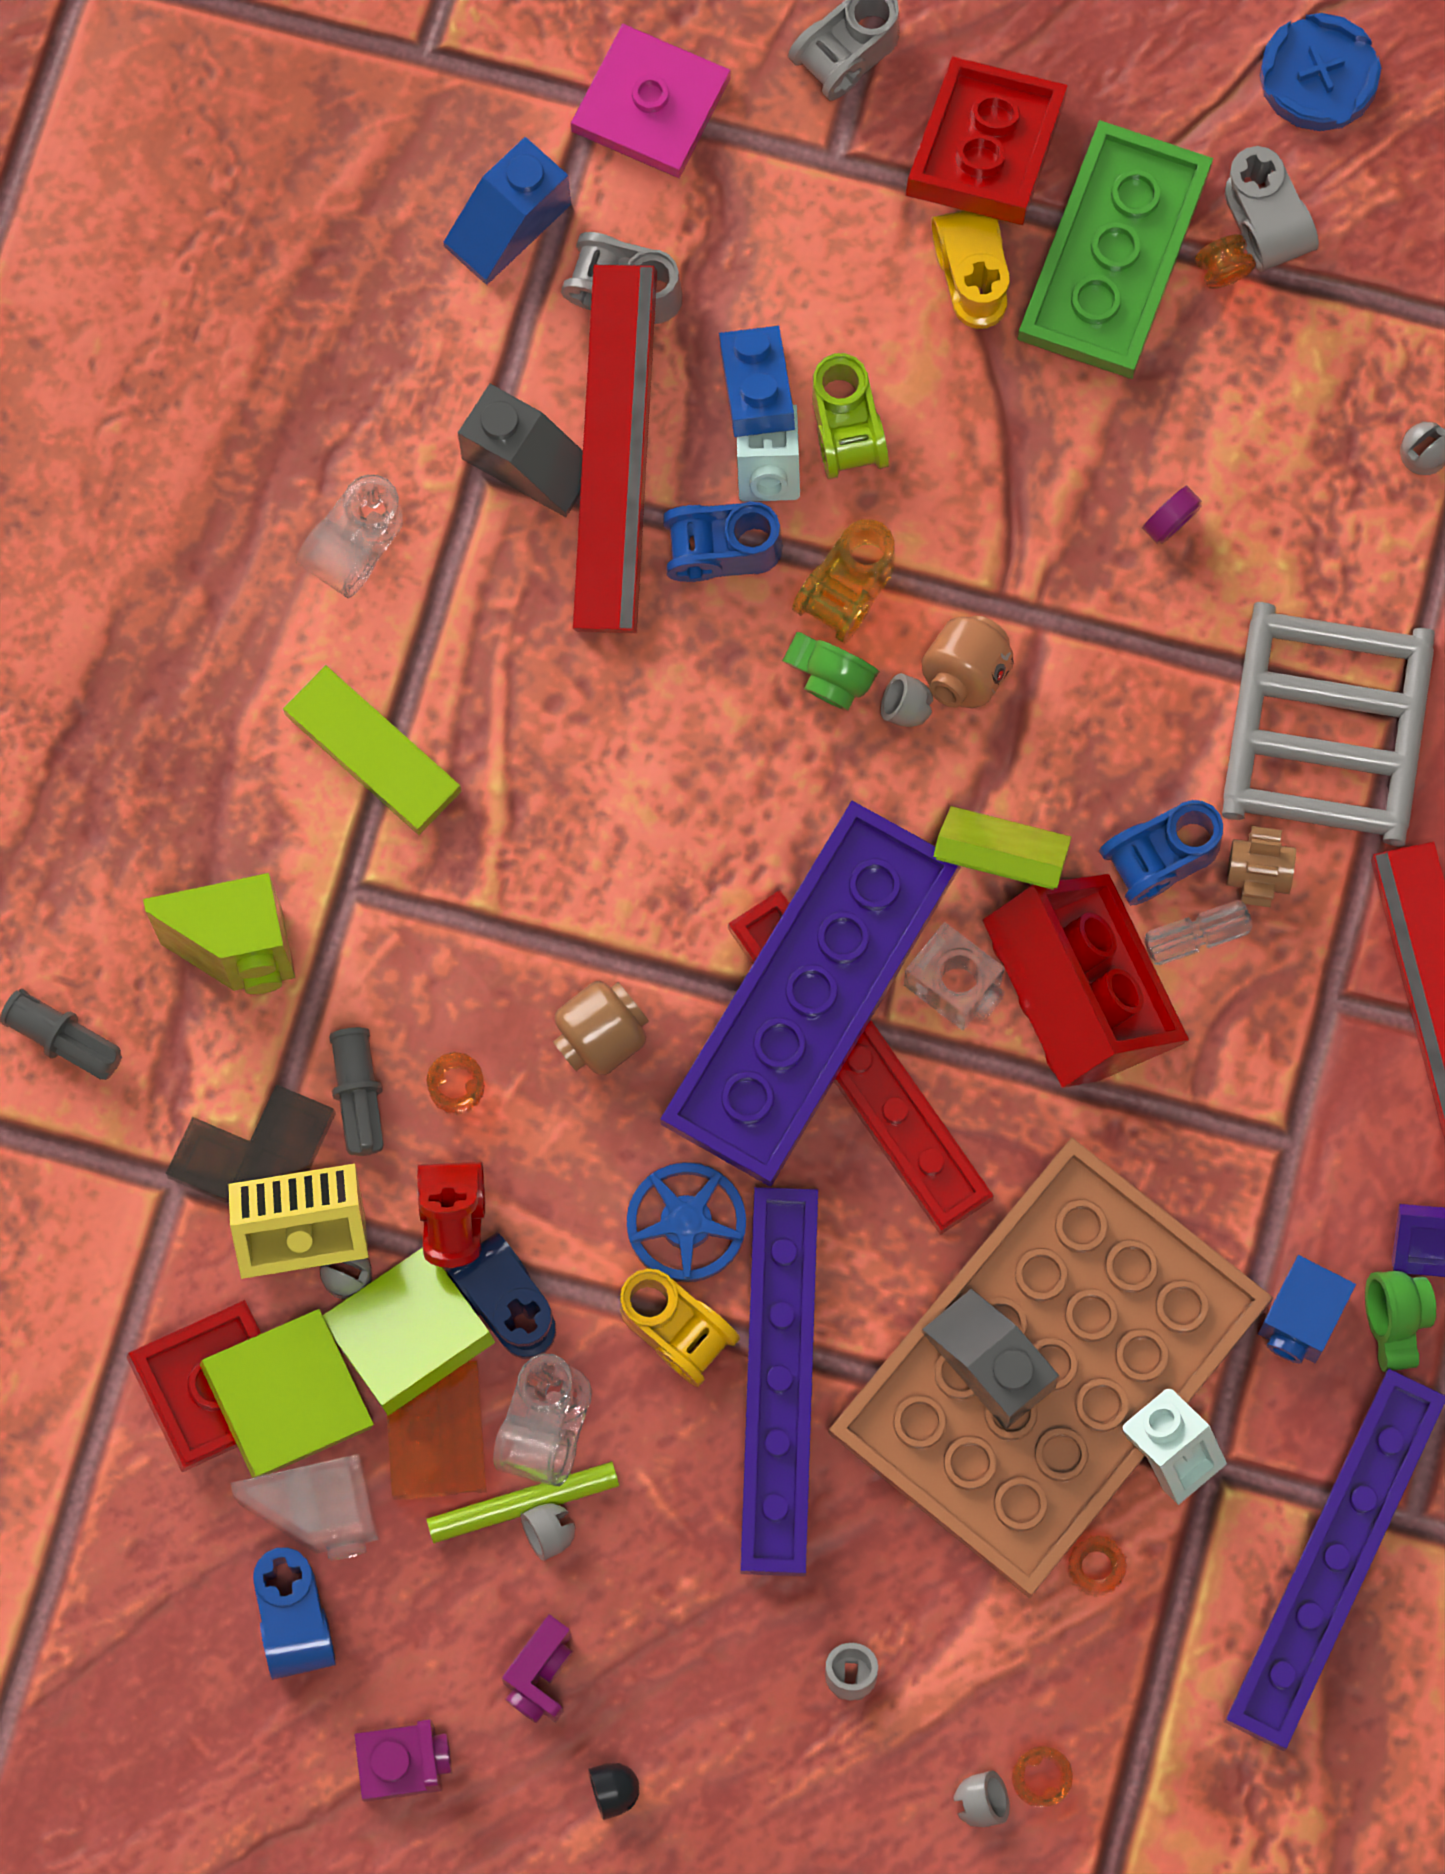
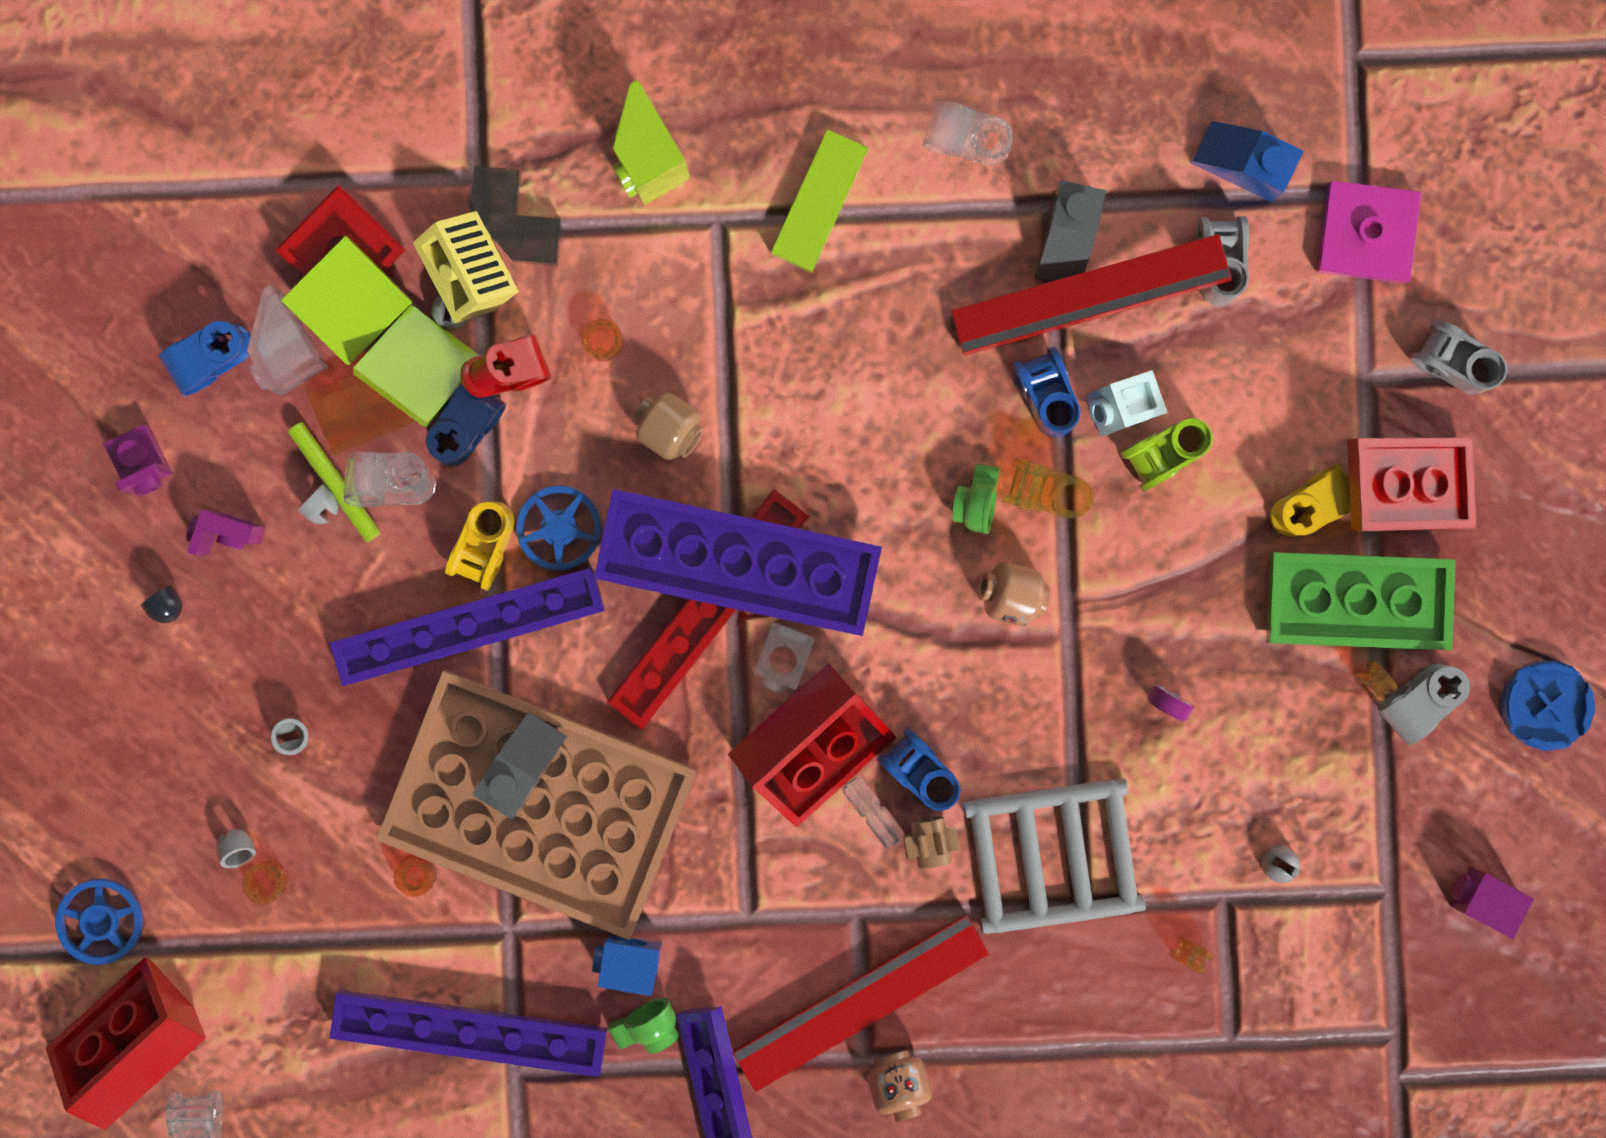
camera: 70 degrees right, 15 degrees up
(60, 1034) = (547, 59): dark grey axle -> none
(357, 1091) = (573, 276): dark grey axle -> none
(756, 381) = (1175, 378): blue plate -> none
(906, 701) = (973, 559): light grey hinge -> none
(1002, 847) = (882, 662): lime tile -> none
(1176, 1444) = (508, 903): light aqua bracket -> none

